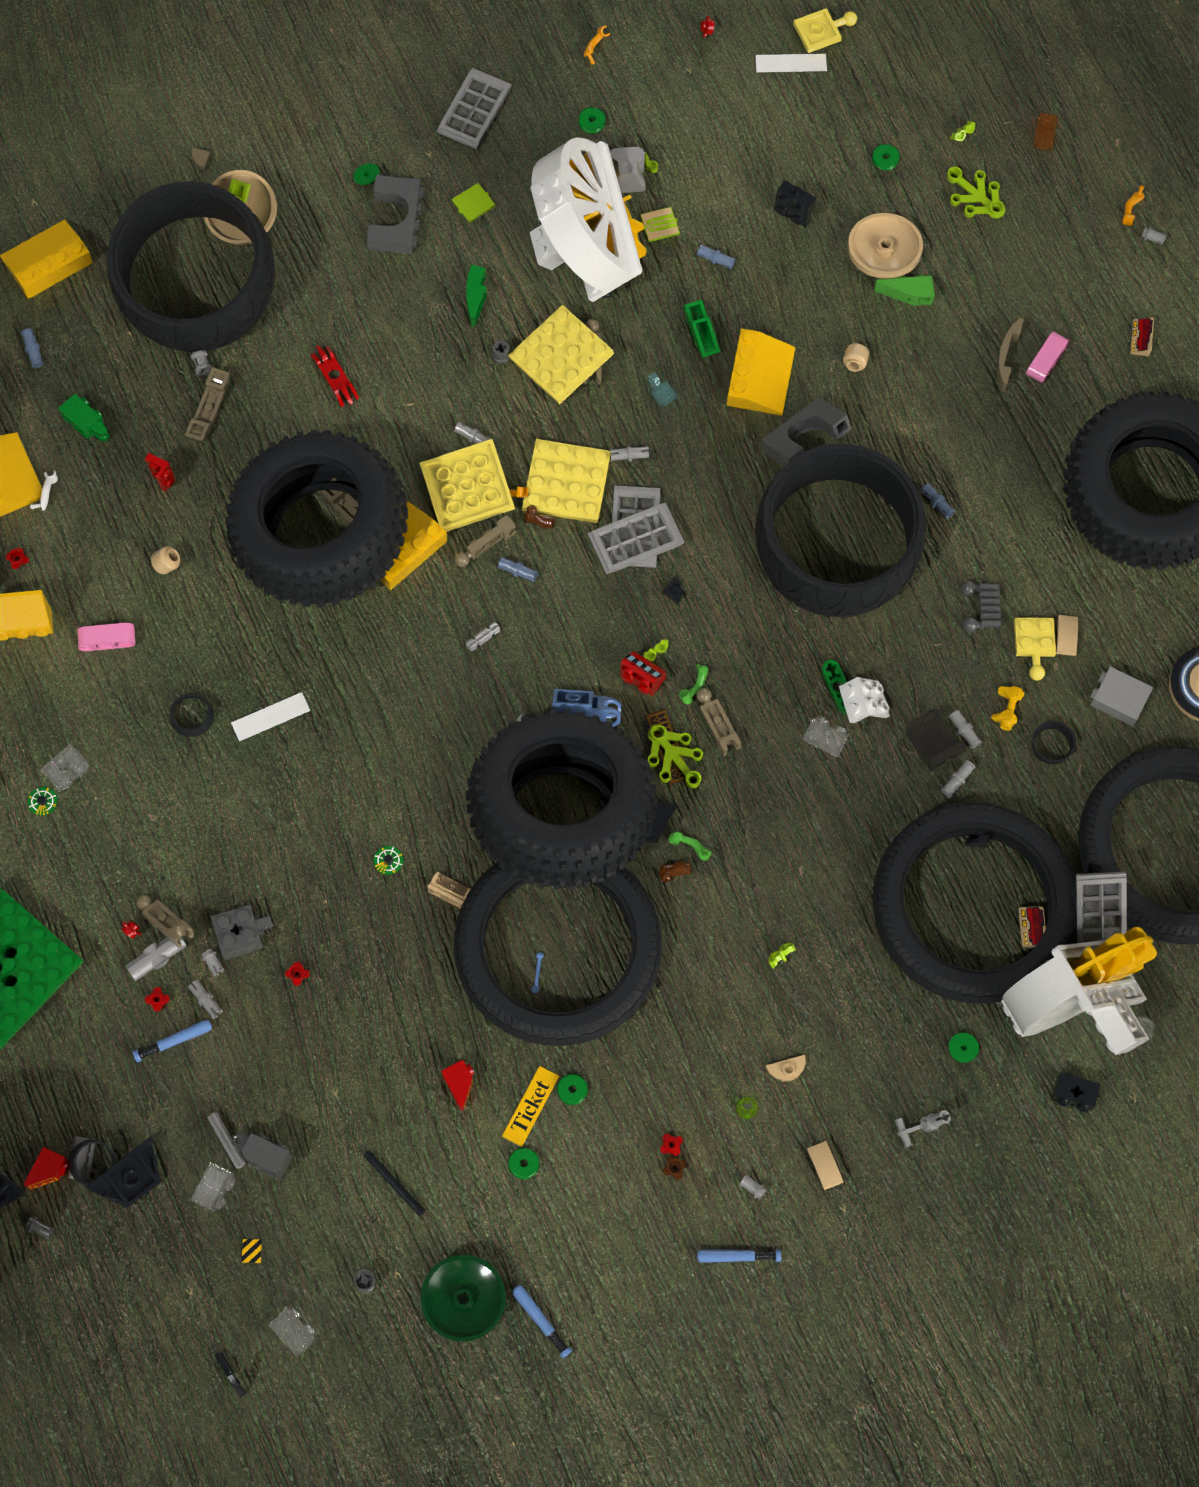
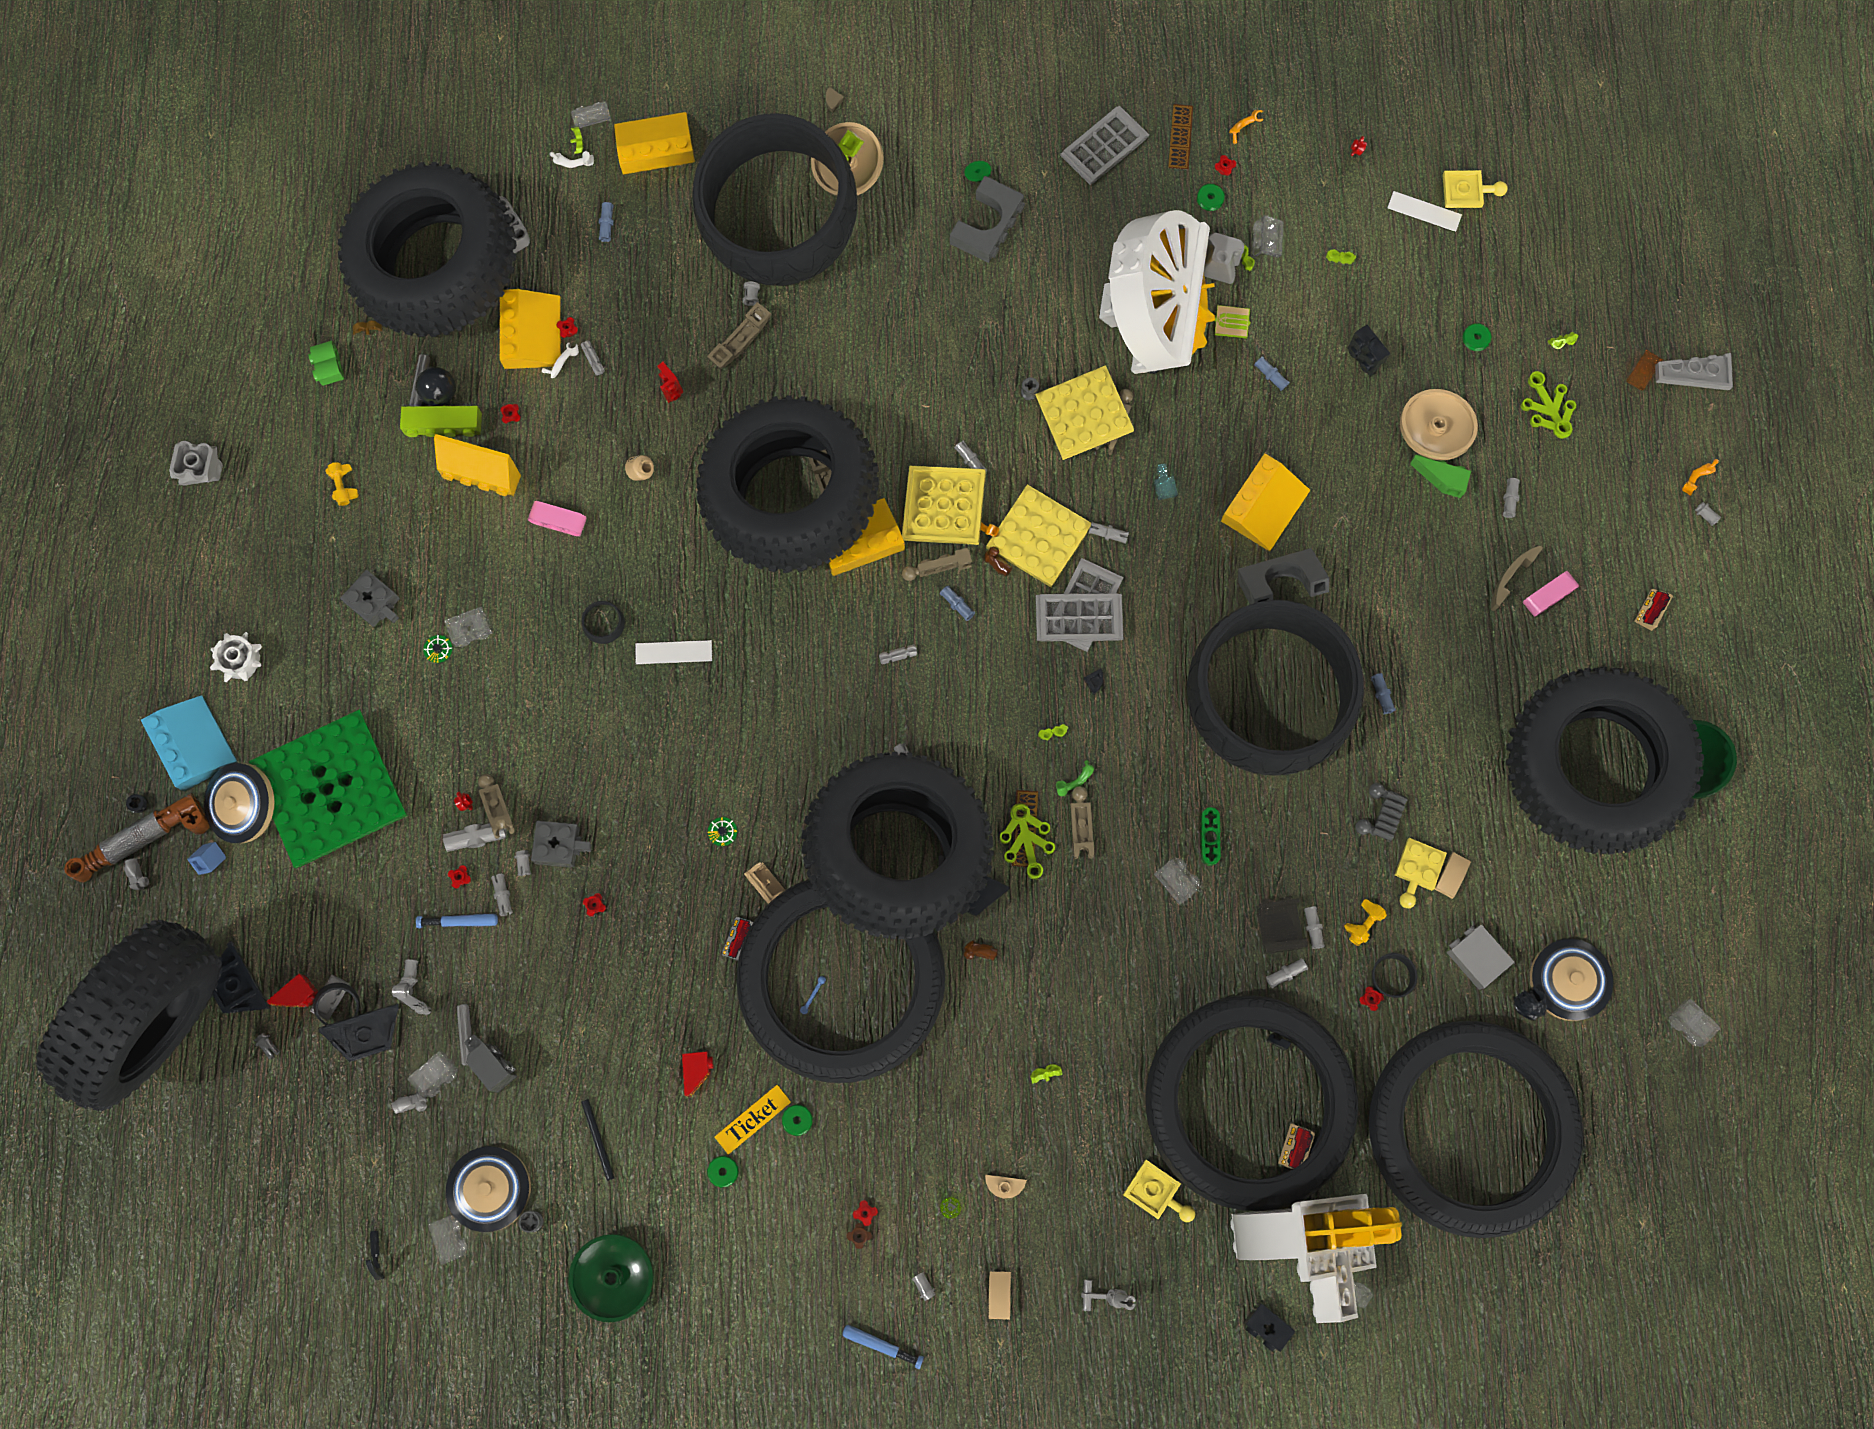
camera: 25 degrees right, 5 degrees up
(37, 464) = (567, 332): none -> red plate
(74, 477) = (592, 358): none -> light grey axle
(84, 418) = (623, 306): green hinge -> none
(150, 1123) = (404, 989): none -> light grey pin
(201, 1222) = (409, 1102): none -> light grey arm
(251, 1251) = (444, 1147): sticker -> none
(310, 1270) = (488, 1189): none -> dish
(339, 383) = (867, 361): red piece -> none
(445, 949) = (736, 938): none -> slope
(473, 202) = (1066, 235): lime piece -> none
(475, 292) = (1030, 322): green slope -> none
(535, 1313) = (674, 1326): medium blue piece -> none
(540, 76) = (1180, 136): none -> sticker
(587, 702) = (962, 760): medium blue brick -> none
(593, 91) = (1225, 170): none -> red plate
(642, 673) = (1030, 749): red slope -> none
(660, 136) = (1268, 237): none -> clear bracket
(701, 328) = (1227, 438): green slope -> none
(701, 851) = (1013, 943): bright green piece -> none
(737, 130) = (1335, 256): none -> lime piece
(856, 357) = (1364, 522): tan head -> none
(864, 699) = (1229, 860): white bracket -> none
(922, 1017) = (1154, 1191): none -> light yellow plate
(963, 1047) = (1180, 1237): green piece -> none
(976, 286) = (1511, 497): none -> light grey pin
(1046, 767) = (1377, 998): none -> red plate
(1100, 905) = (1367, 1164): light grey piece -> none
(1101, 113) = (1707, 372): none -> light grey wing
(1182, 718) = (1531, 1004): none -> black piece

